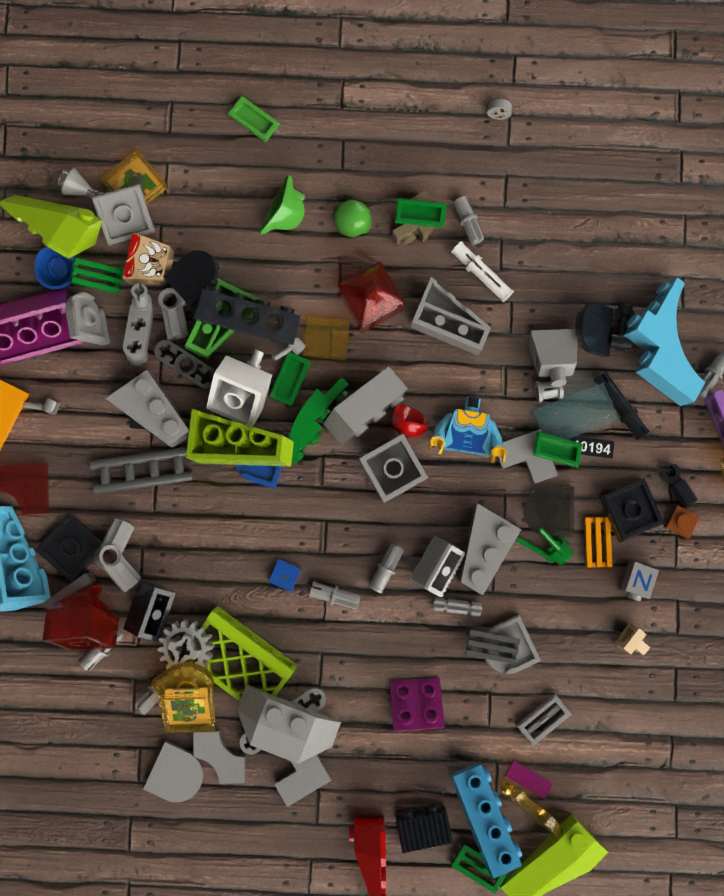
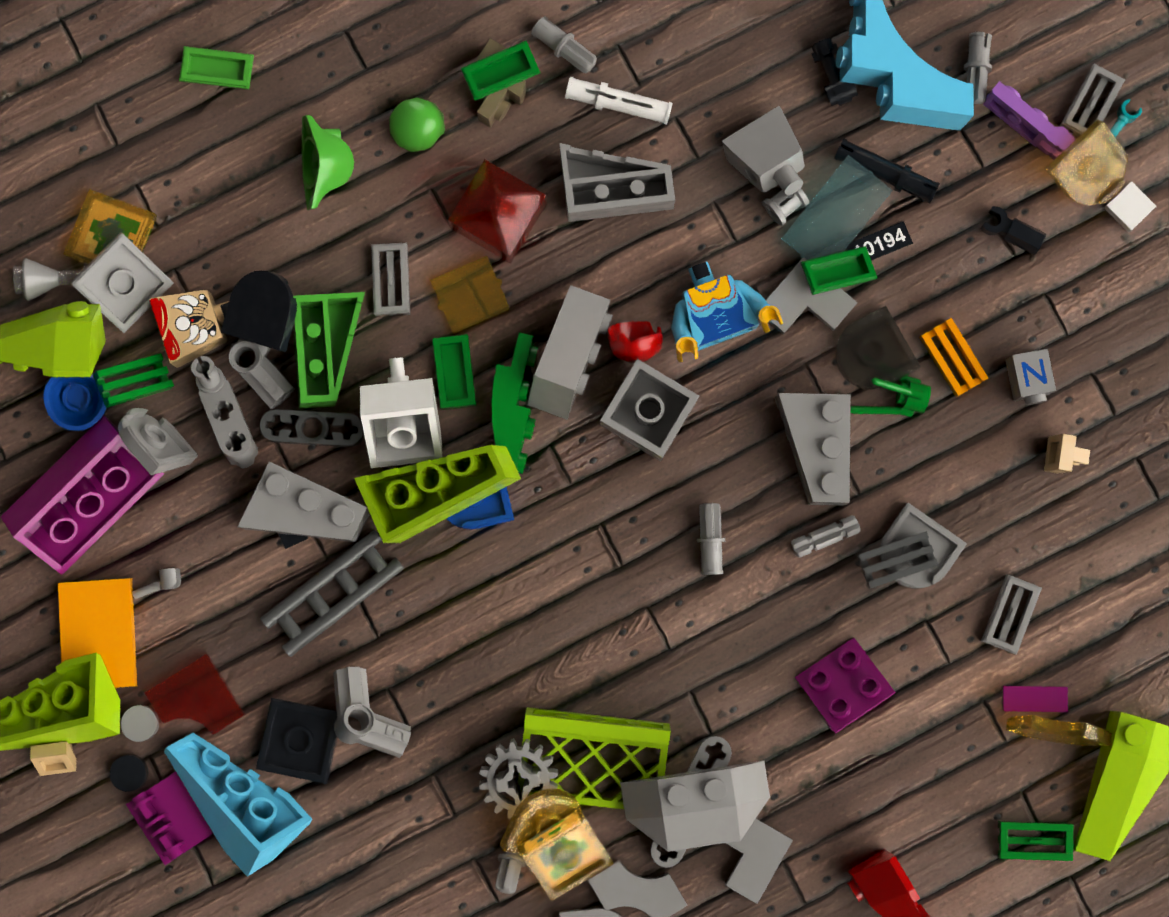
camera: 30 degrees left, 0 degrees up
(78, 585) = (331, 794): dark grey tile -> none
(81, 622) = (371, 822): clear red piece -> none
(92, 657) = (411, 844): light grey axle -> none
(149, 611) = (446, 760): black brick -> none
(206, 312) = (306, 345): black brick -> none
(277, 295) = (391, 309): none -> light grey tile
(285, 575) = (589, 620): blue tile -> none
(296, 349) = (438, 326): light grey hand -> none
(334, 595) = (666, 610): light grey axle -> none
(423, 828) = (940, 831): black brick -> none
(437, 566) = (773, 499): light grey brick -> none
(485, 820) = (1009, 775): dark azure brick -> none
(595, 328) = (799, 93): black tile -> none
(631, 510) = (972, 294): black tile -> none
(682, 522) = (1043, 273): dark orange plate -> none

